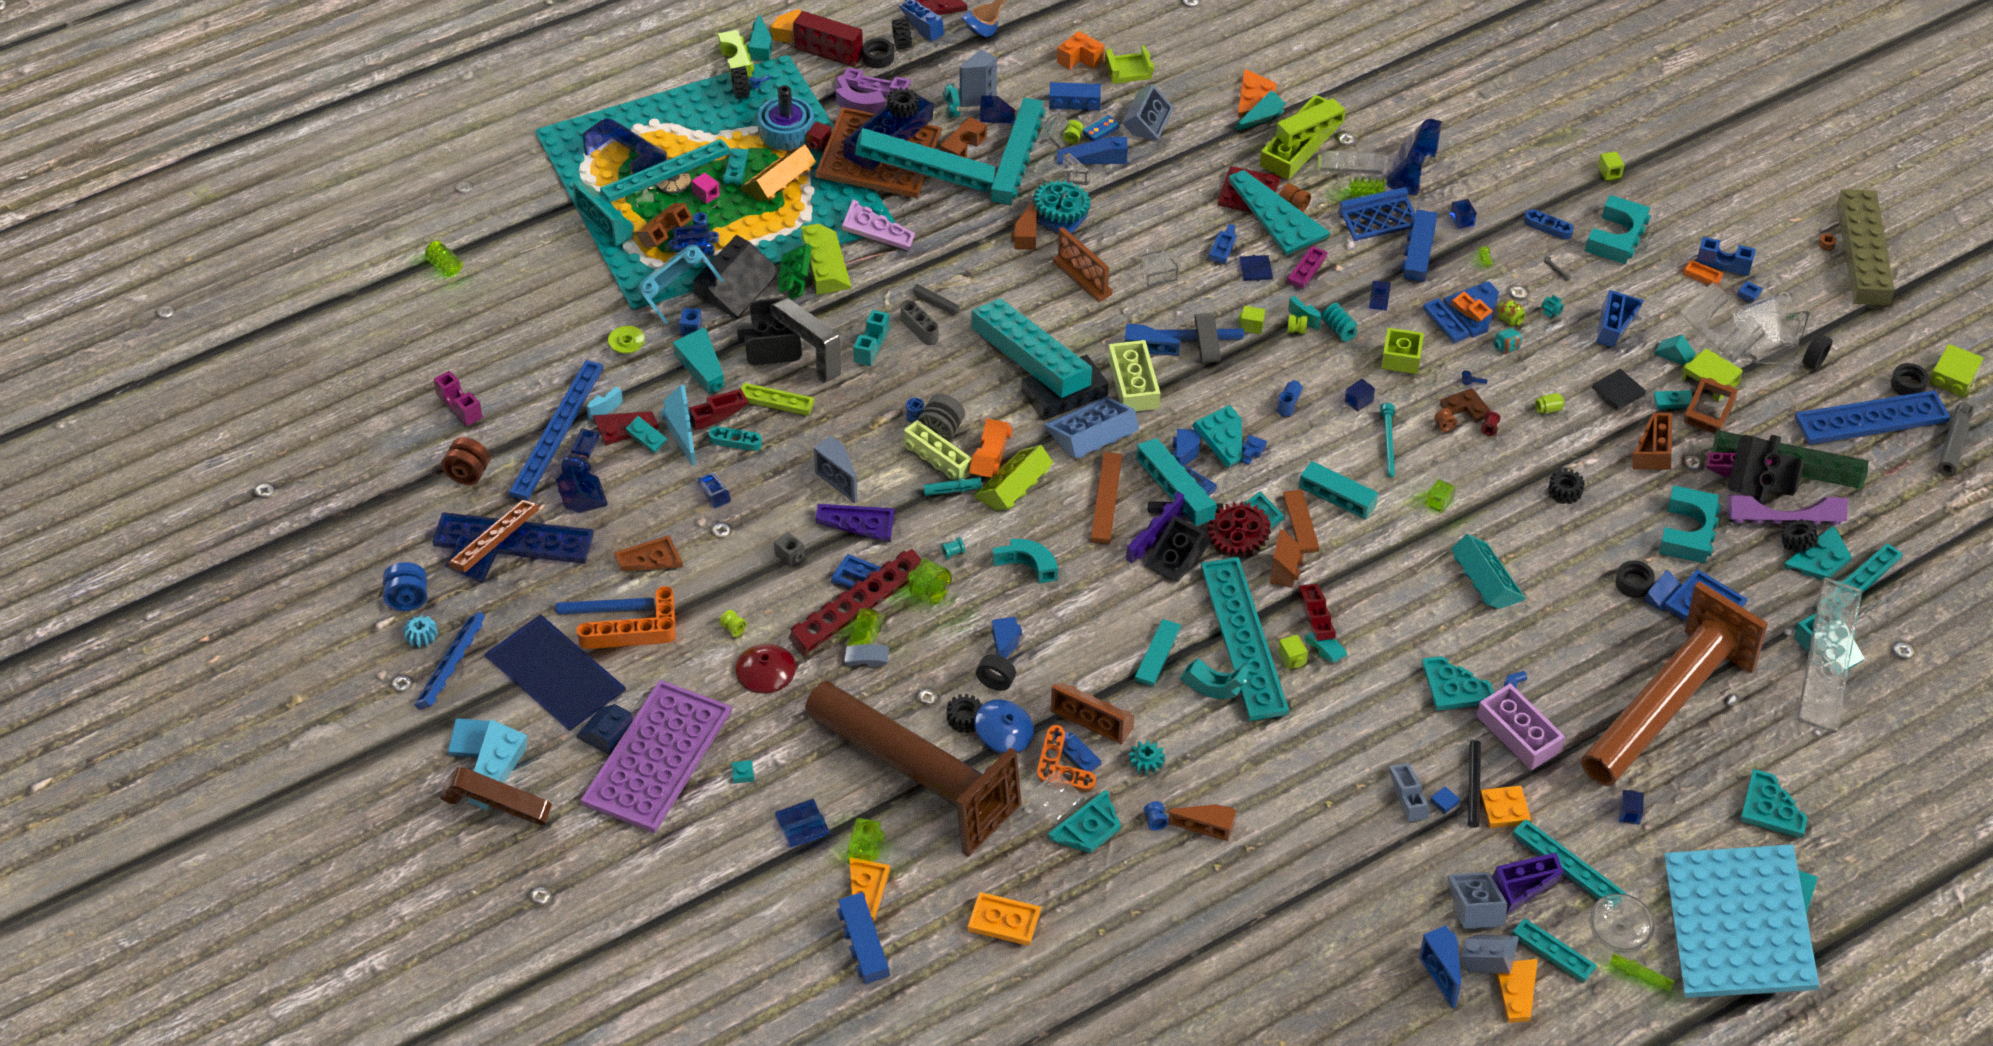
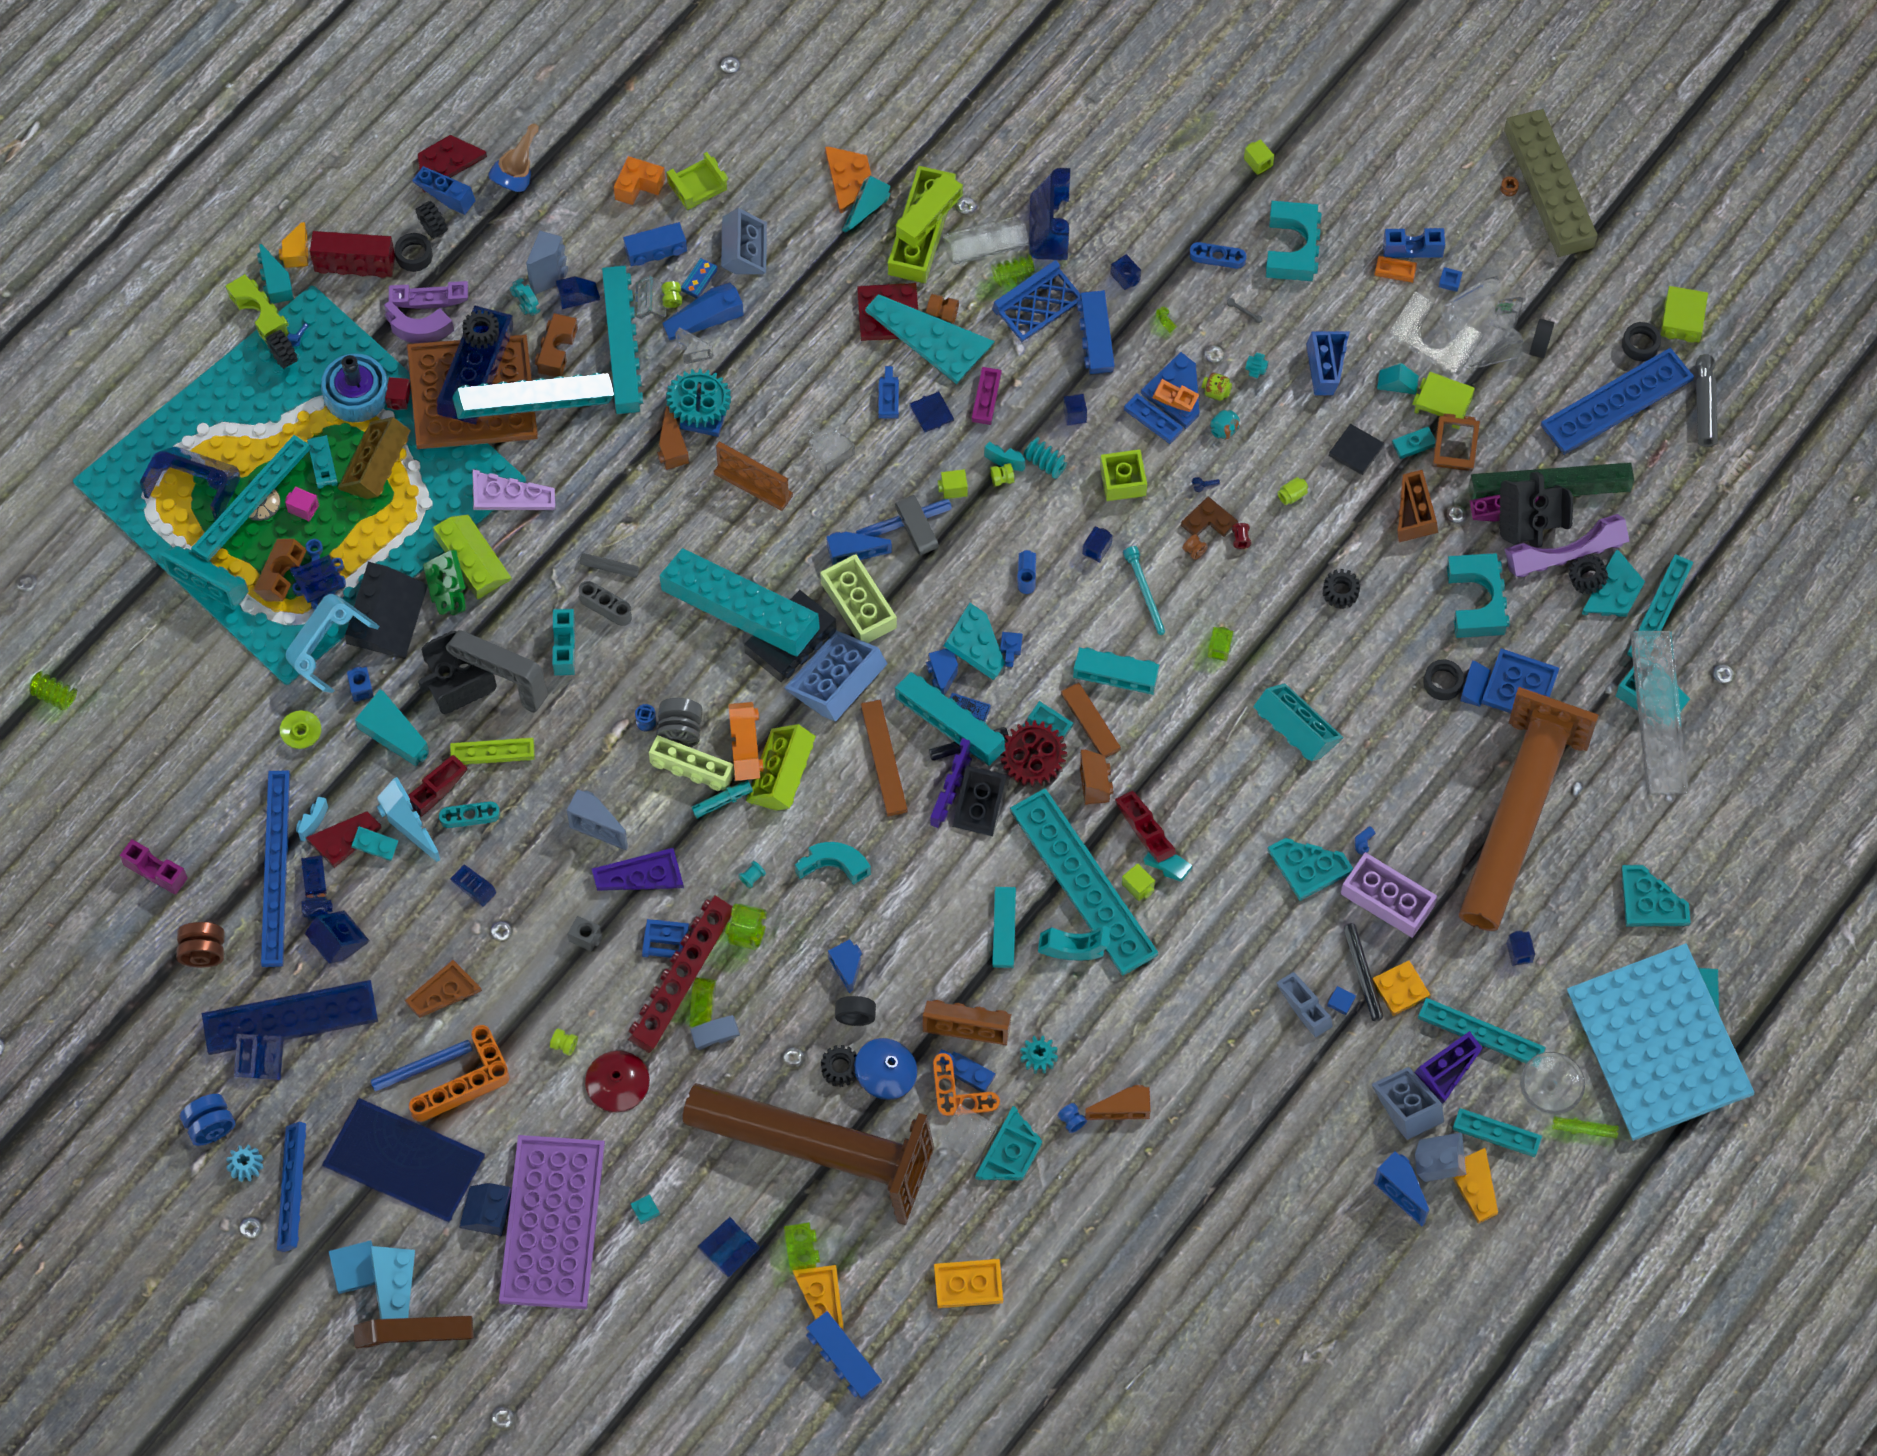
camera: 20 degrees left, 15 degrees up
(493, 536) = (273, 1026): dark orange tile -> none

